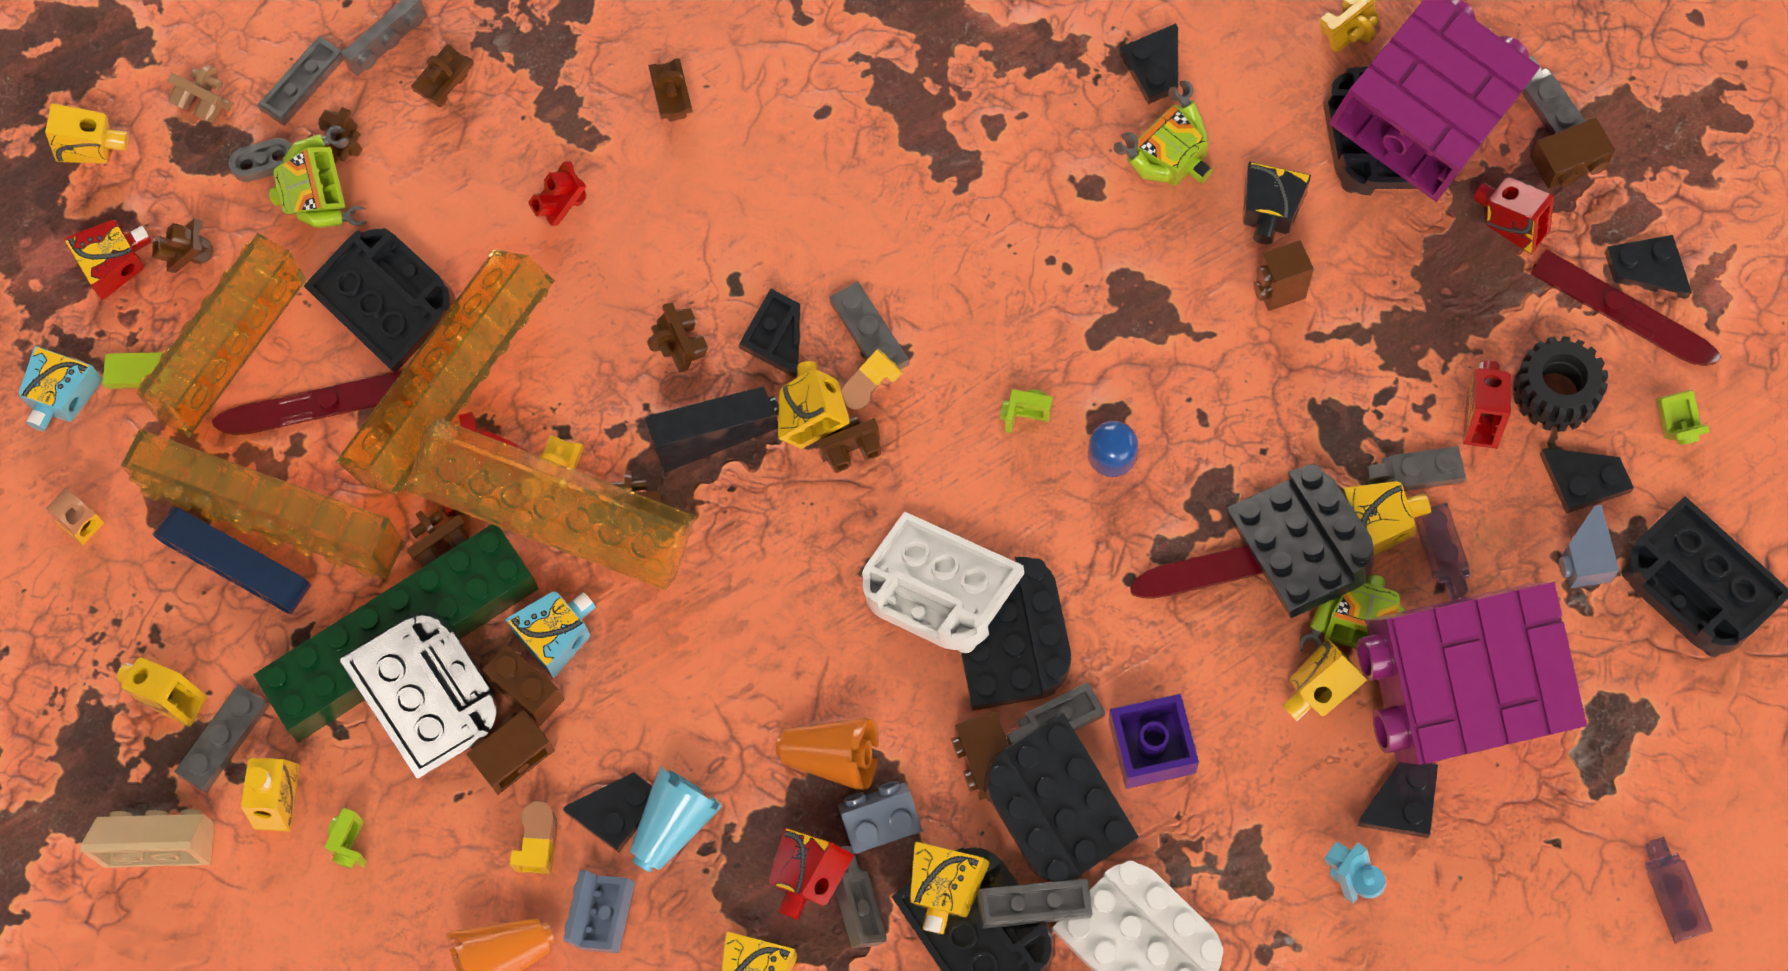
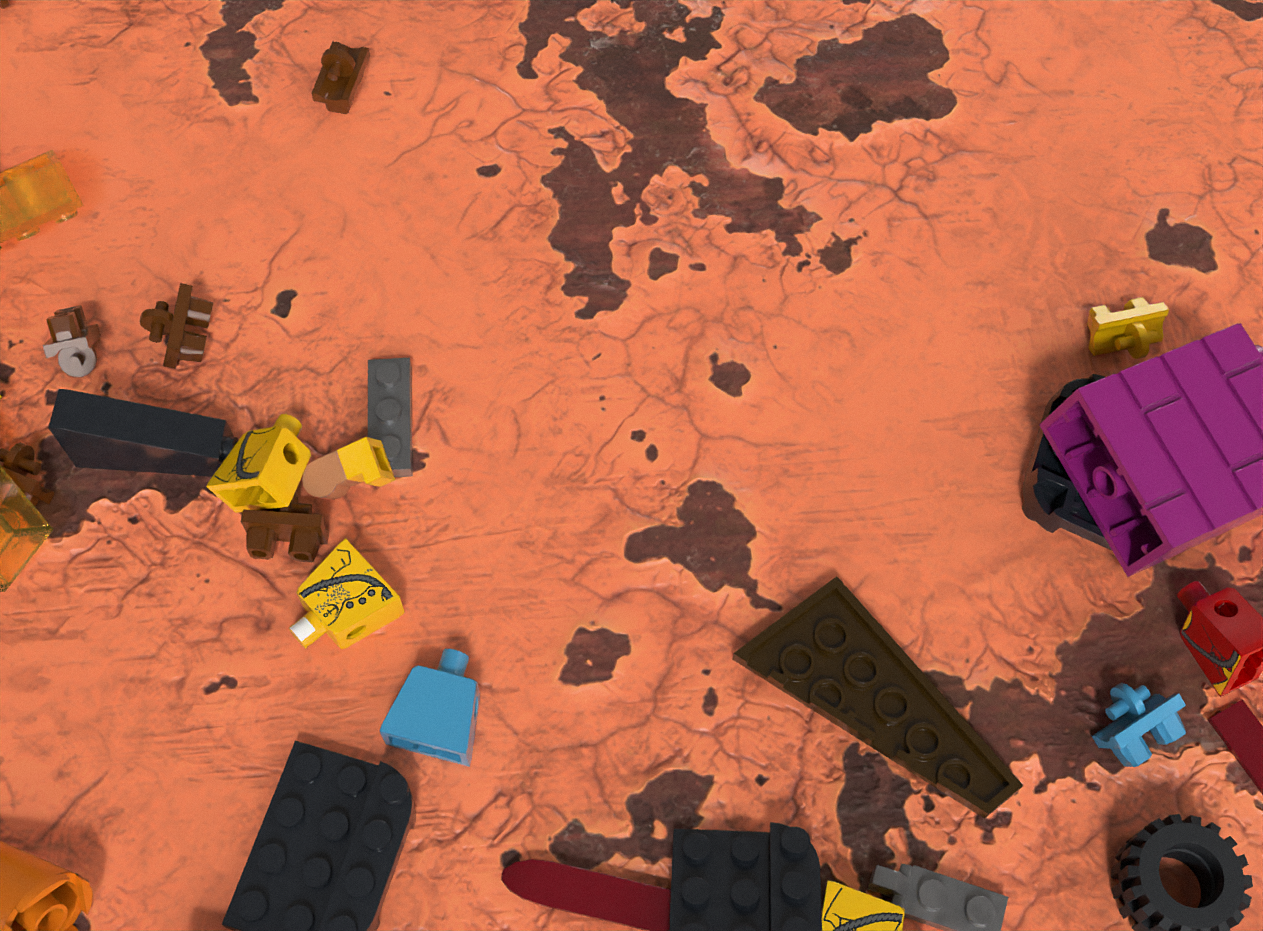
camera: 20 degrees right, 5 degrees down
(561, 192) = (158, 126): red hips -> none
(609, 383) = (73, 340): none -> reddish brown hips
(775, 333) = (286, 369): black wing -> none
(922, 468) = (344, 600): none -> torso
(937, 584) = (271, 749): white plate -> none
(1029, 404) = (514, 586): lime bracket -> none
(1030, 510) = (436, 711): none -> dark azure torso
(1113, 448) = (577, 686): blue helmet -> none
(1154, 62) = (876, 275): black wing -> none
(1172, 144) = (844, 369): torso -> none
(1272, 199) = (930, 484): black torso -> none
(1283, 275) = (892, 576): reddish brown brick -> none
(1295, 355) = (860, 679): none -> dark brown wing
(1482, 293) = (1136, 719): none -> dark azure hips
(1490, 395) = (1070, 863): red torso -> none

